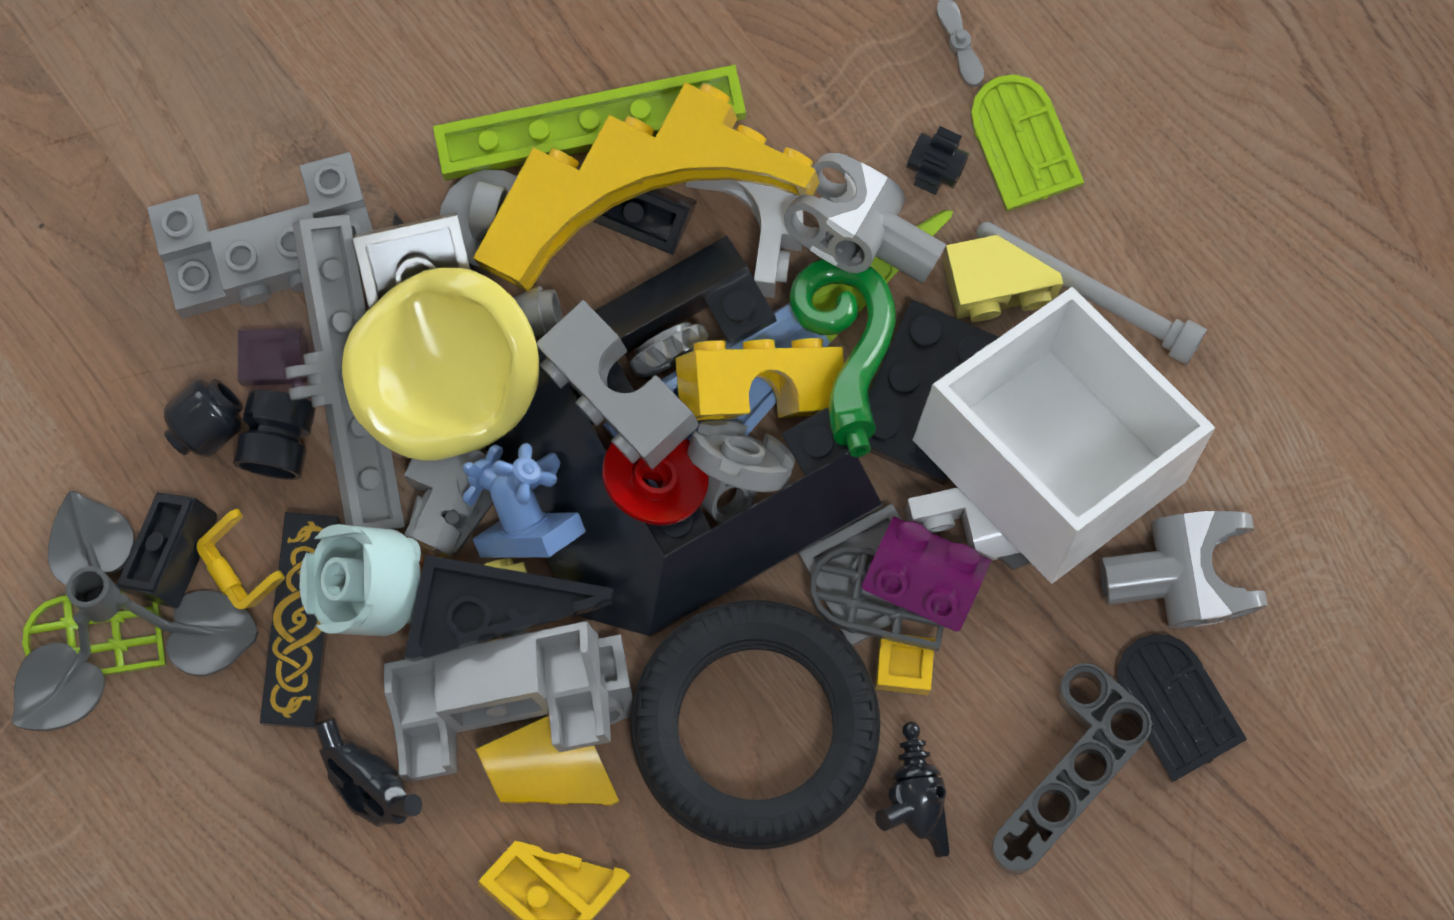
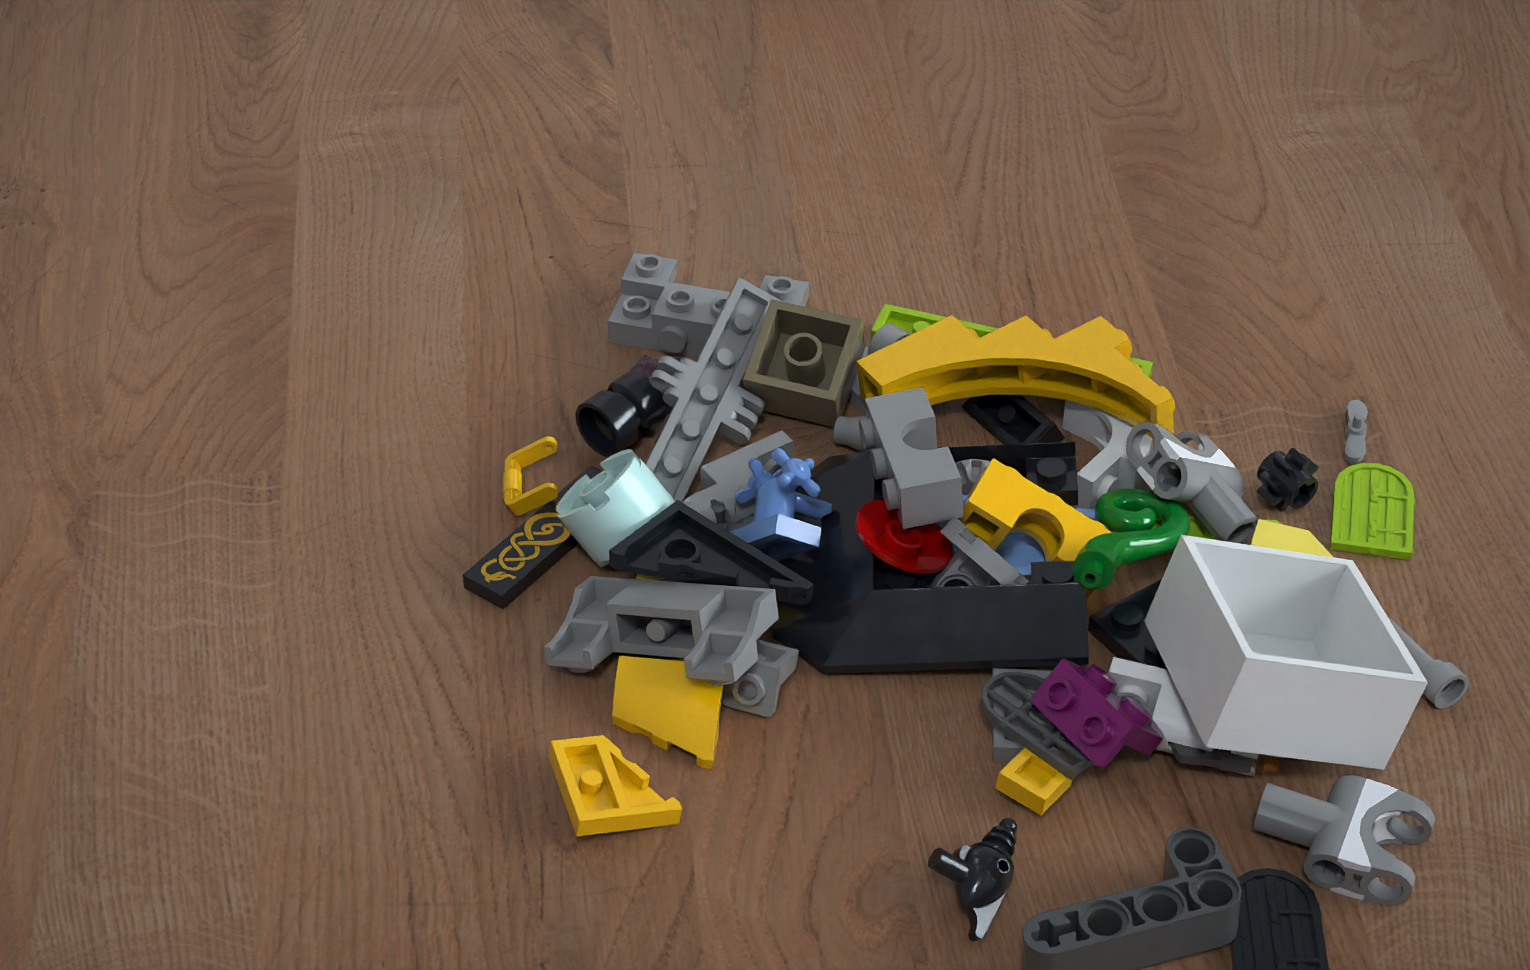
camera: 30 degrees right, 35 degrees down
(85, 545) = (409, 423): dark grey plant -> none
(116, 644) = (361, 481): lime window -> none
(166, 549) = (480, 451): black slope -> none
(202, 418) = (572, 382): black head -> none
(364, 779) = (512, 641): black piece -> none
(441, 365) = (781, 393): light yellow piece -> none
(755, 627) = (859, 826): black tyre -> none

